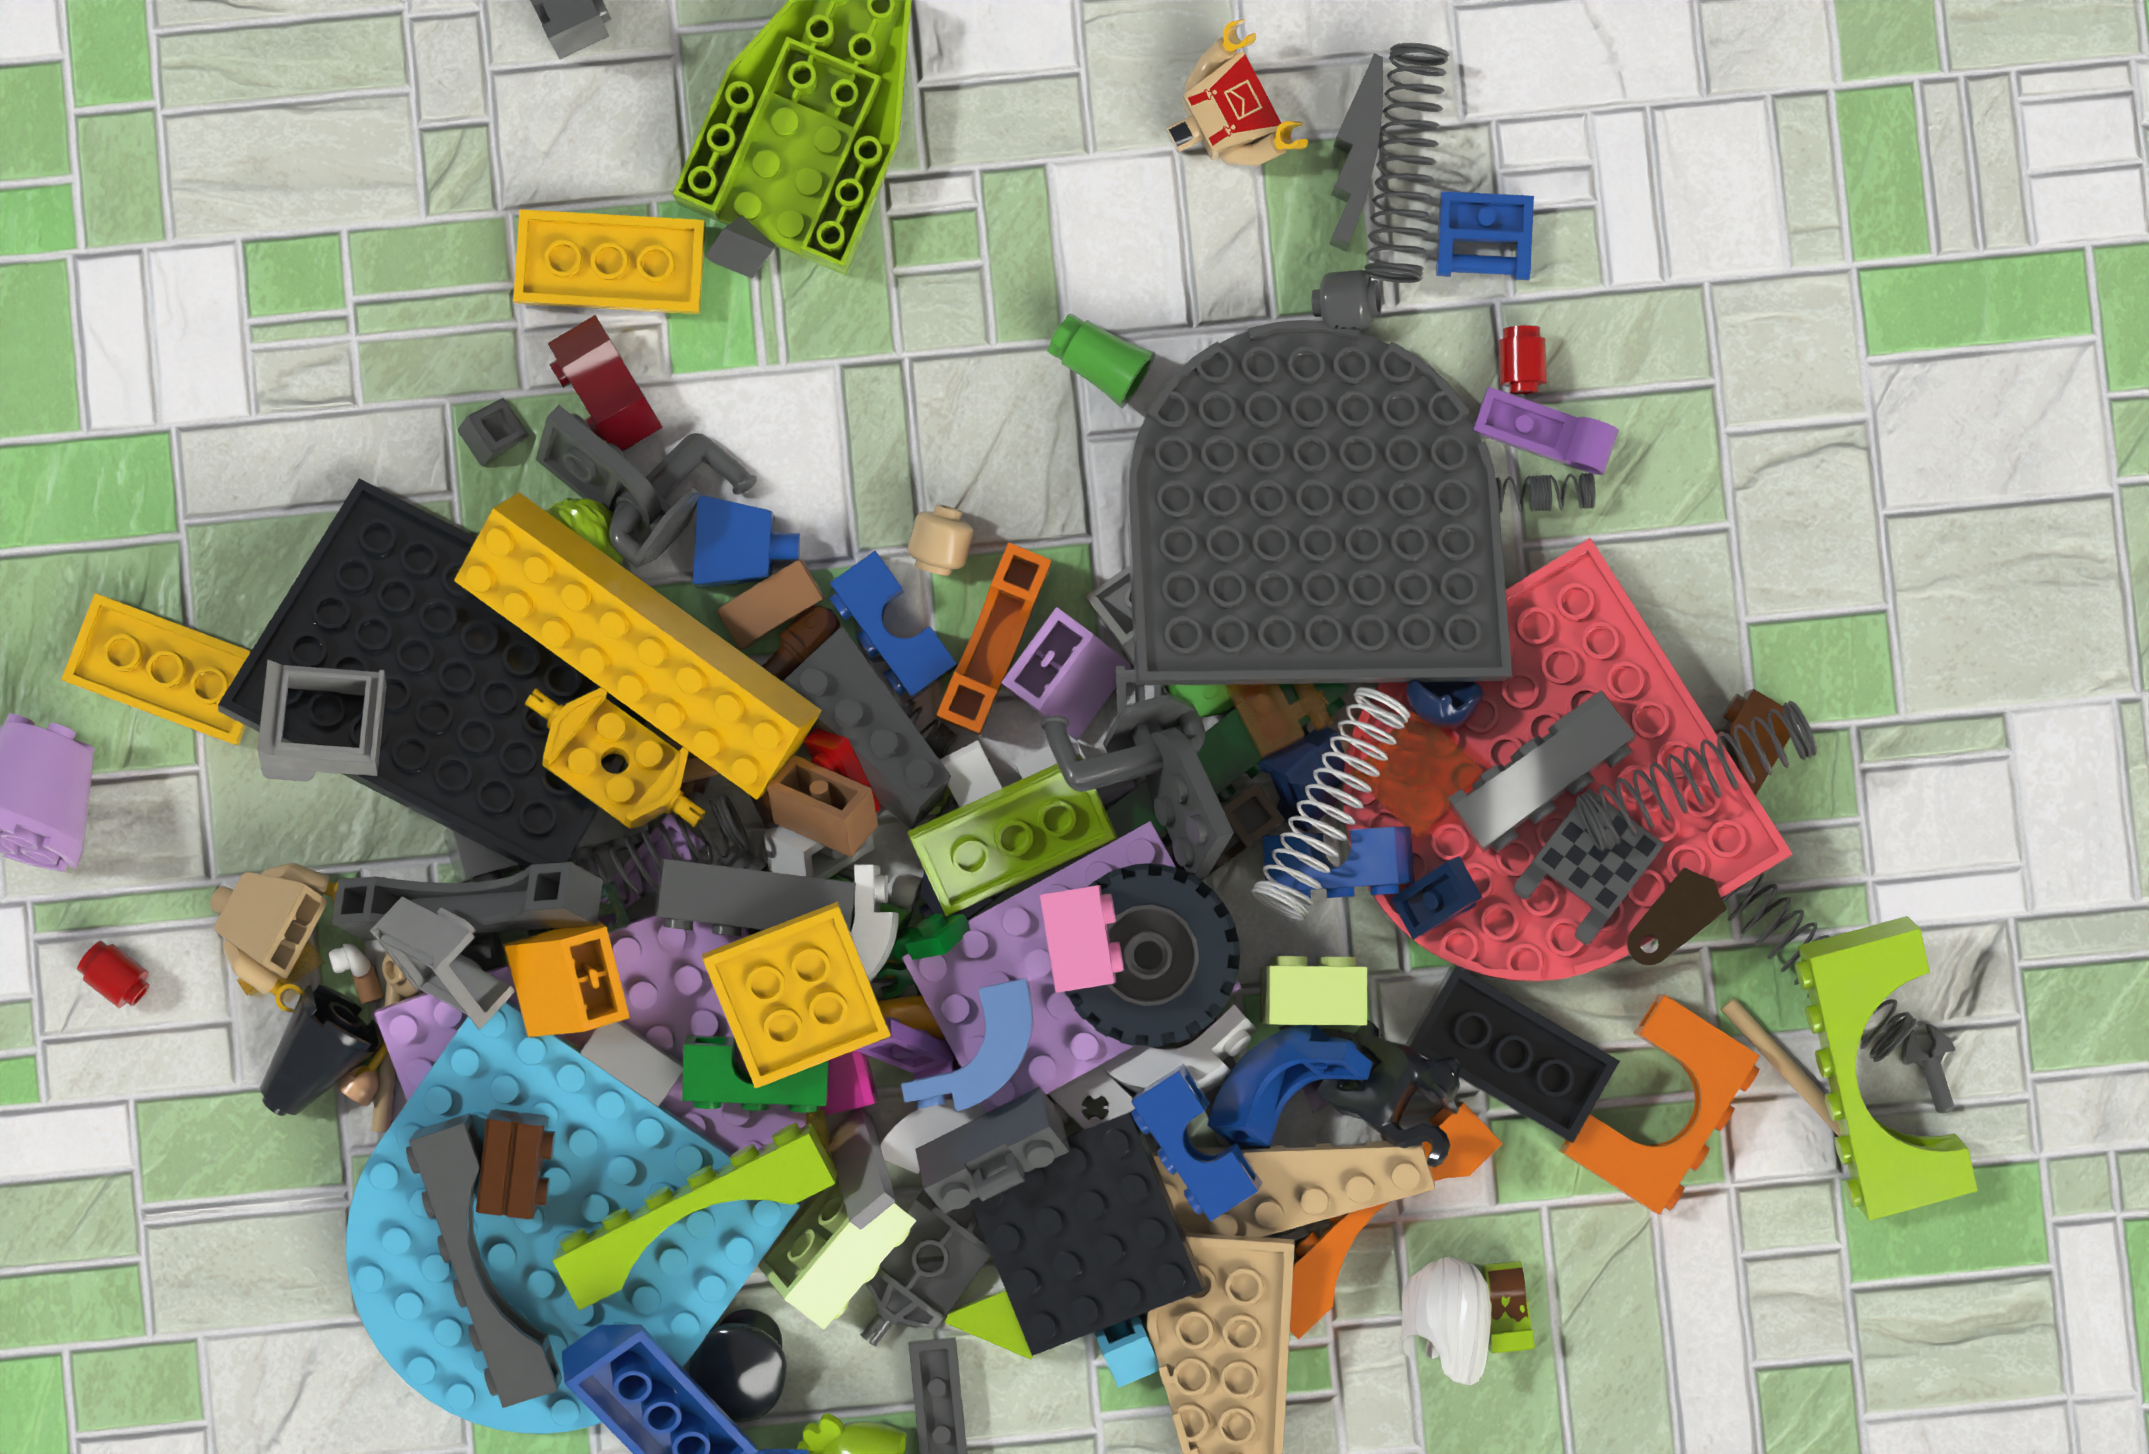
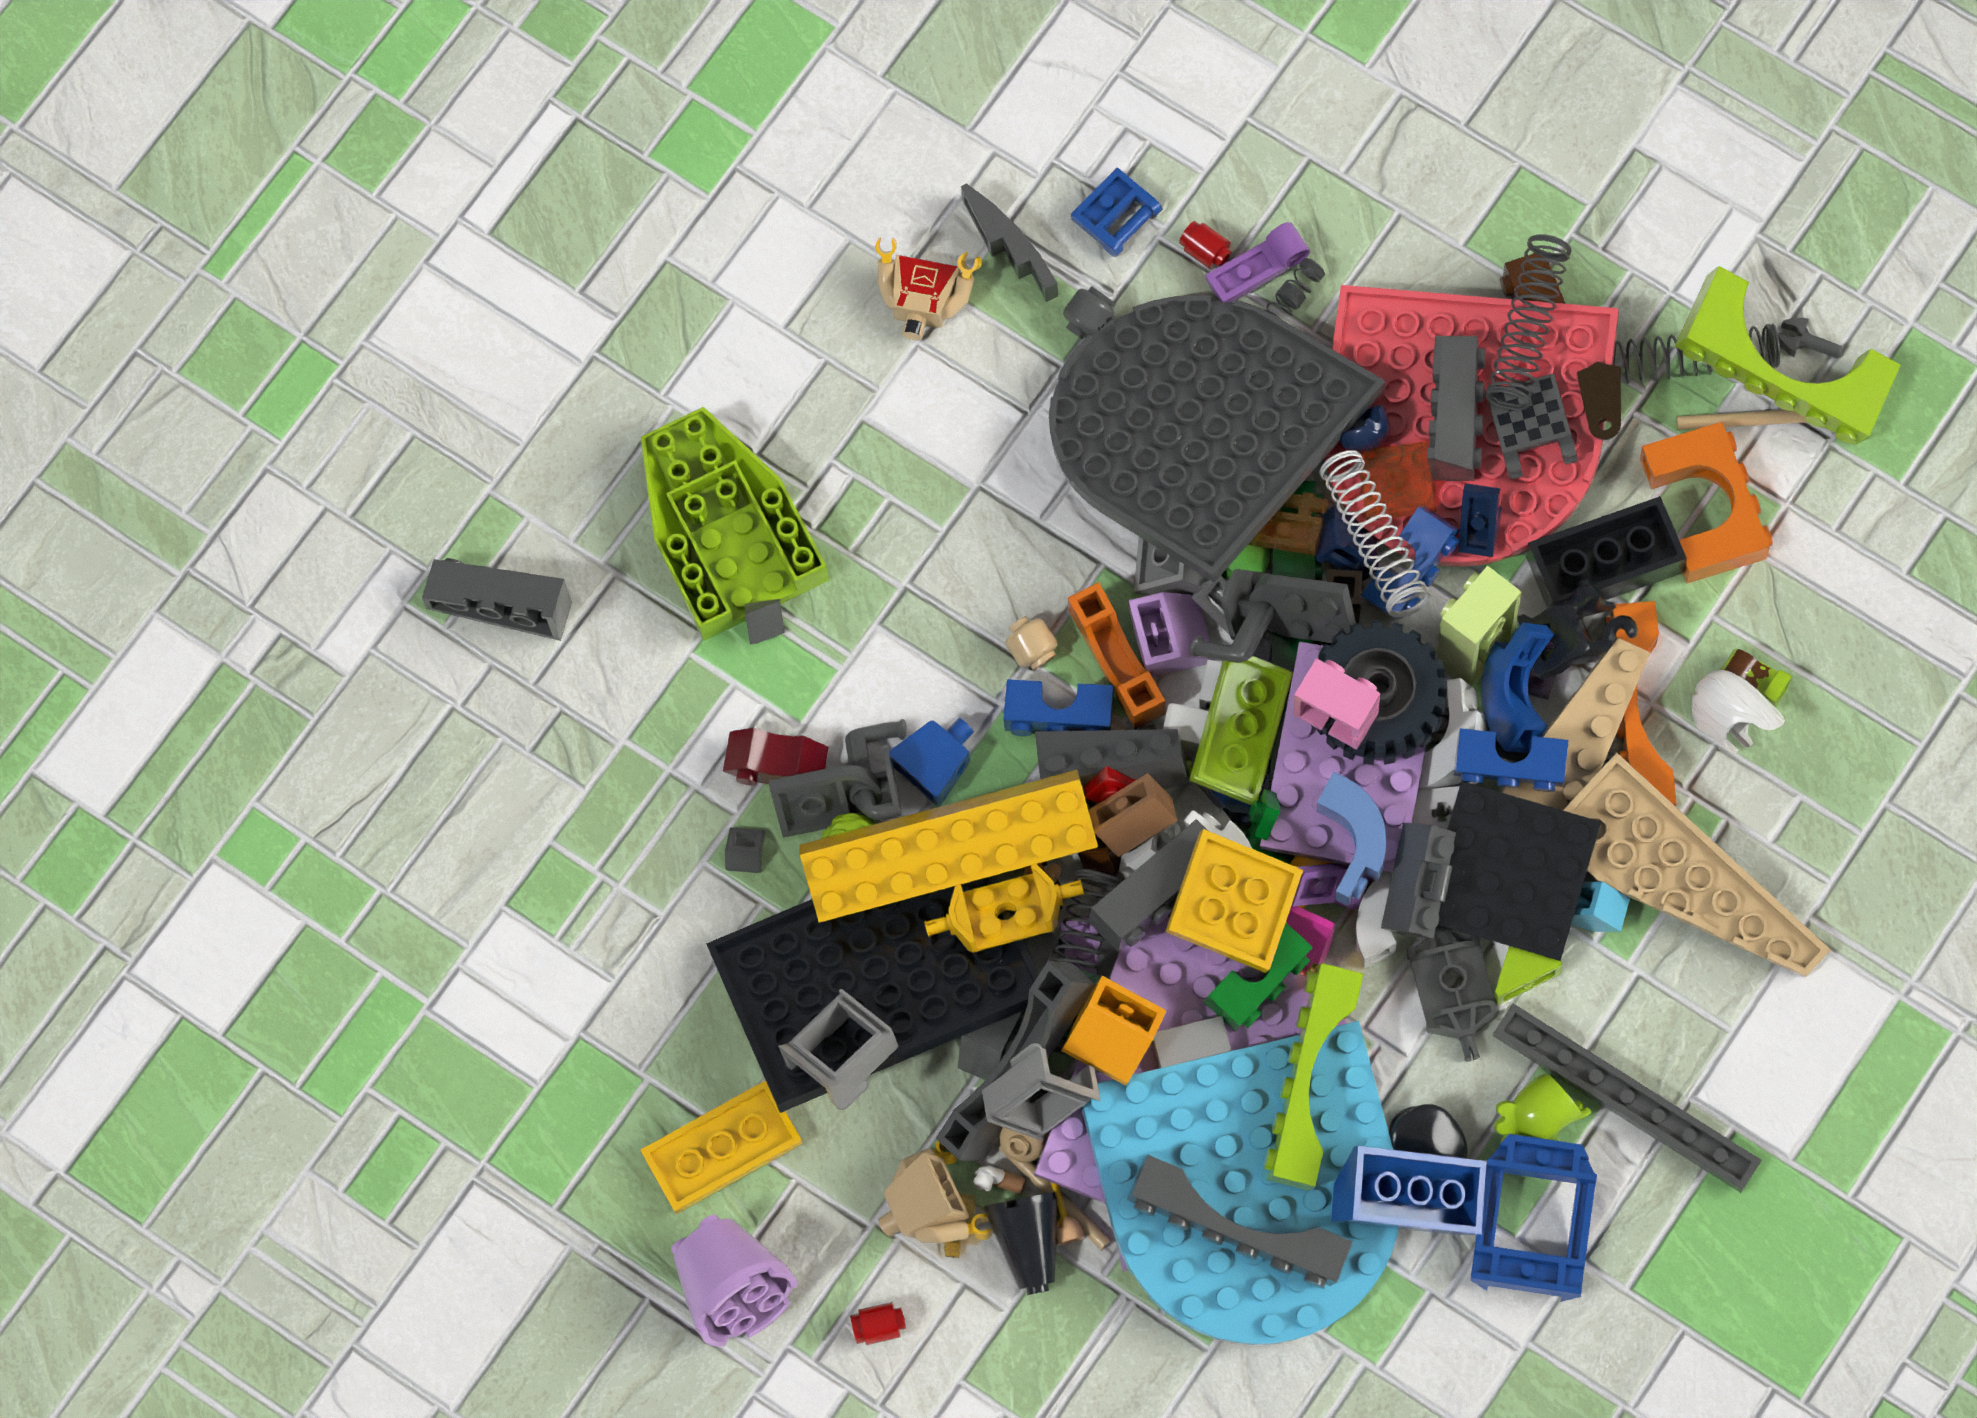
camera: 40 degrees left, 15 degrees down
(513, 1164) = (1196, 1152): reddish brown brick -> none
(609, 261) = (705, 701): yellow plate -> none
(770, 604) = (985, 763): medium nougat slope -> none
(801, 640) = (1022, 760): reddish brown arm -> none
(827, 1258) = (1399, 1024): yellowish green slope -> none
(861, 1169) = (1378, 965): light grey tile -> none
(1101, 358) = (1003, 471): bright green plant -> none
(1379, 269) = (1090, 272): dark grey piece -> none

